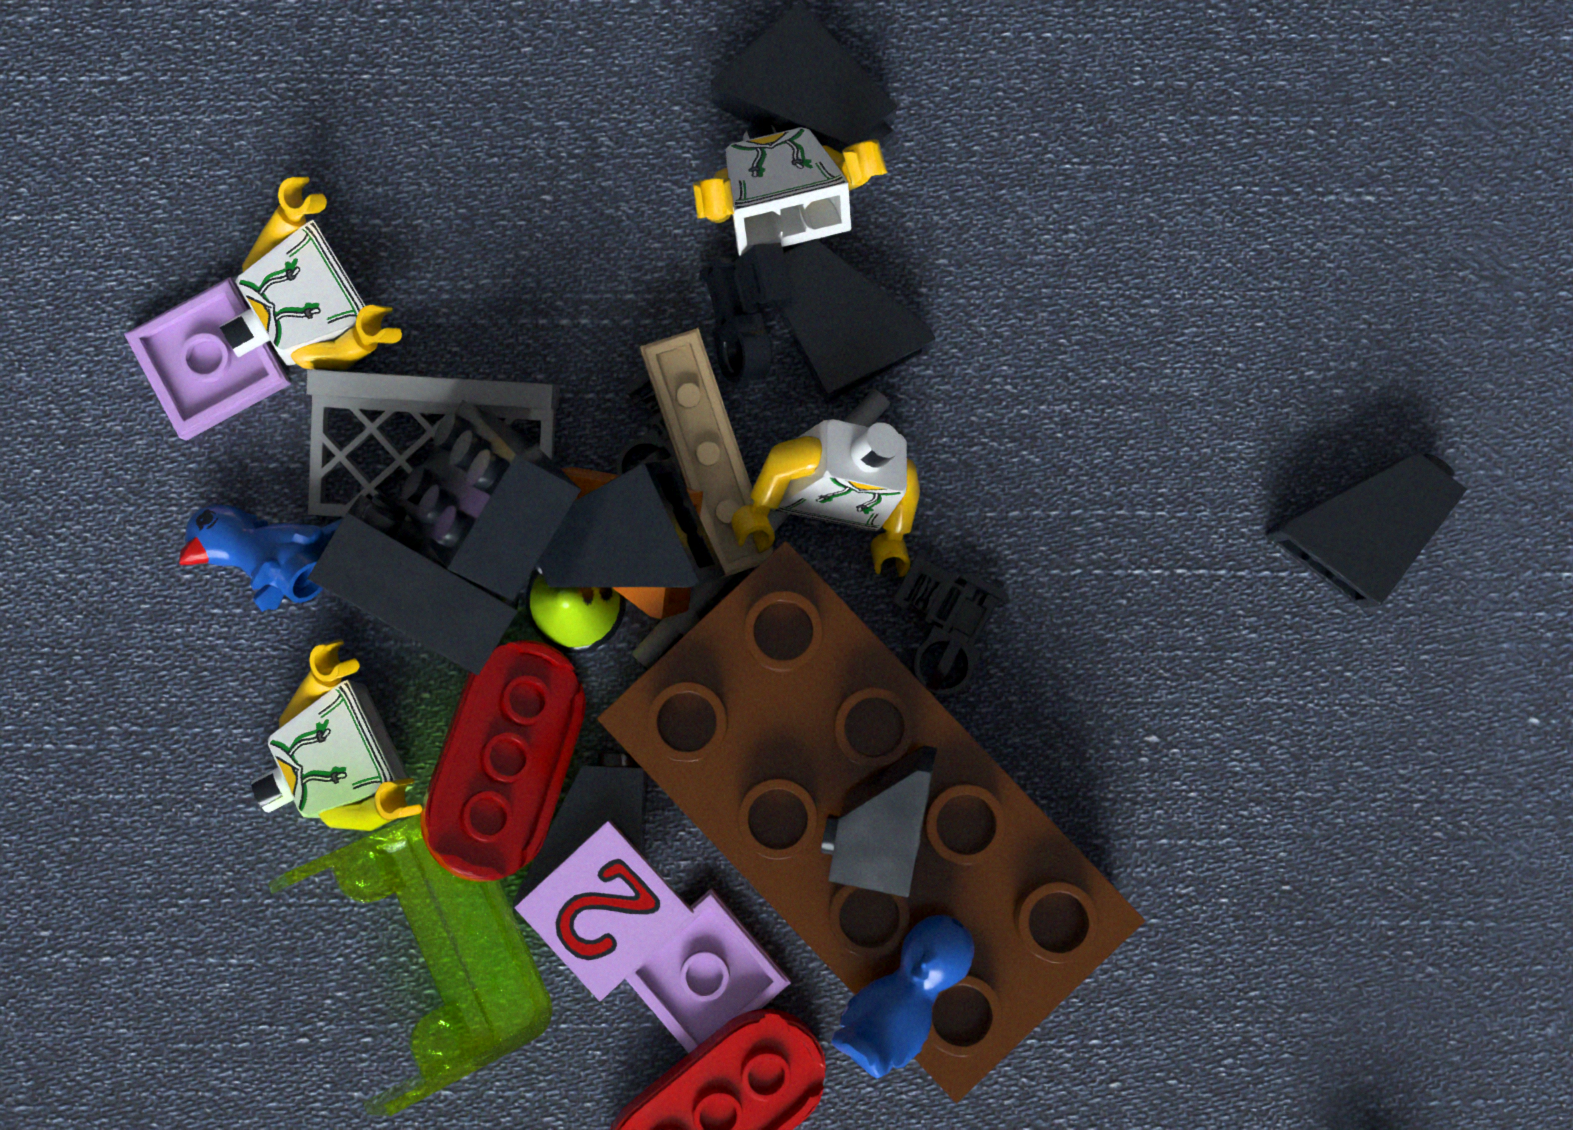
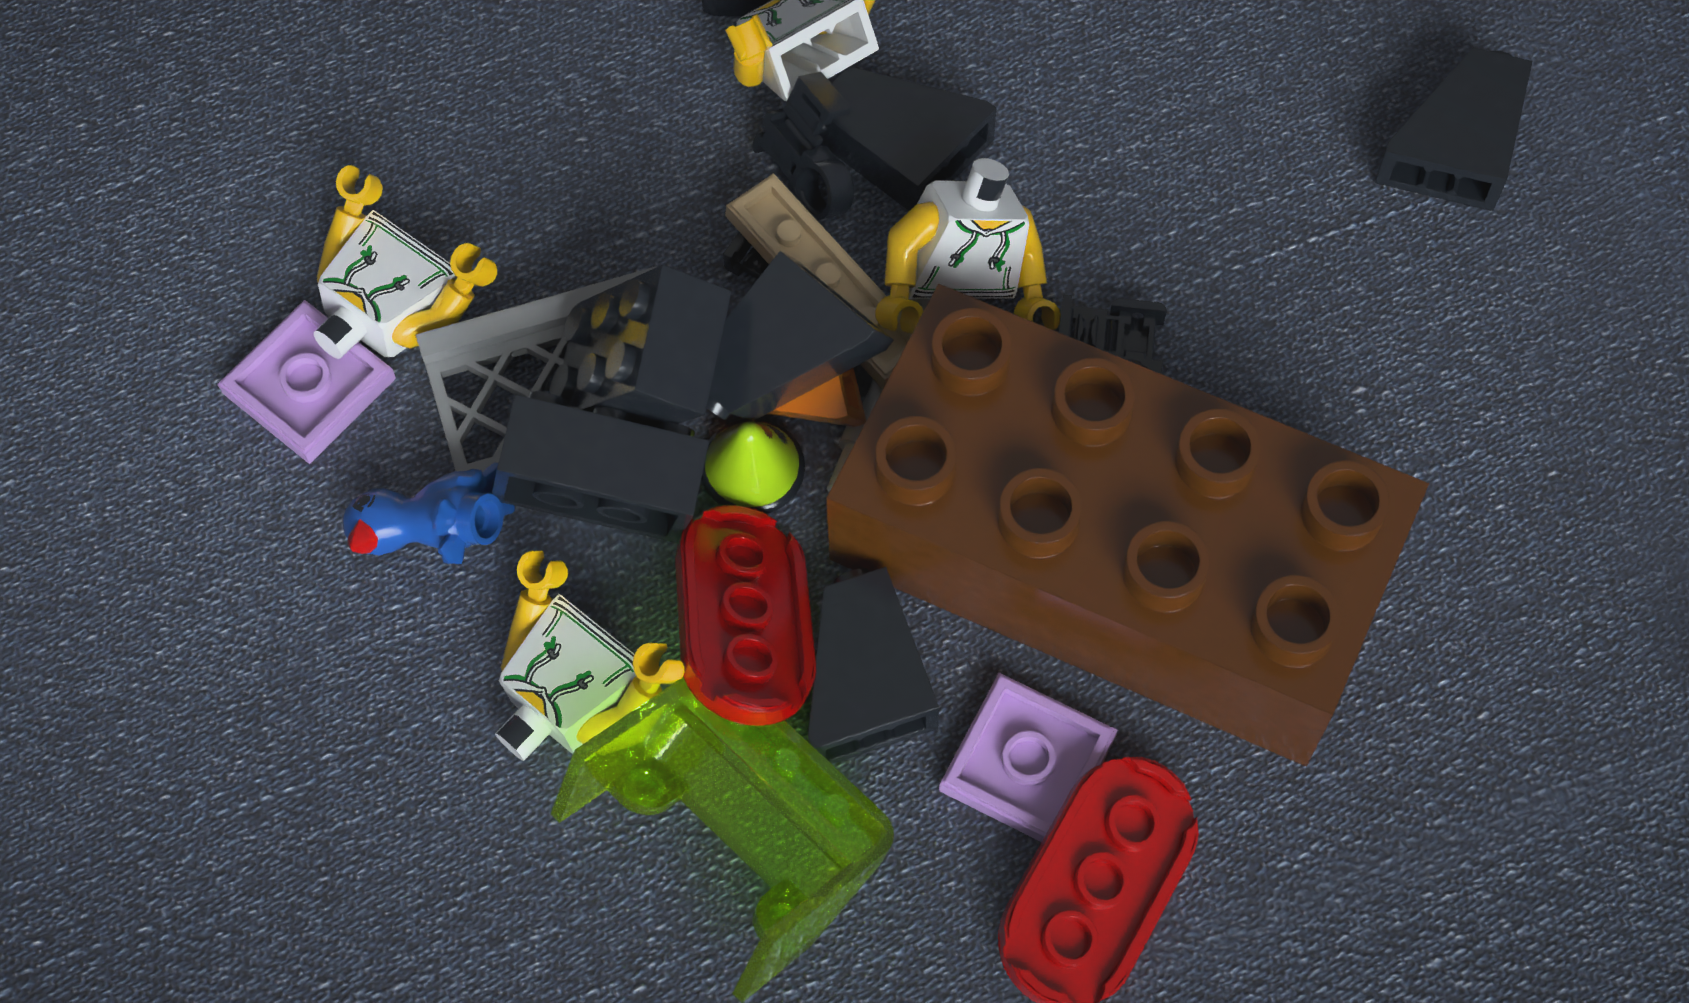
camera: 15 degrees left, 20 degrees down
(604, 910) = (904, 704): lavender tile -> none
(881, 827) = (1144, 465): black slope -> none
(894, 1013) = (1233, 621): blue animal -> none

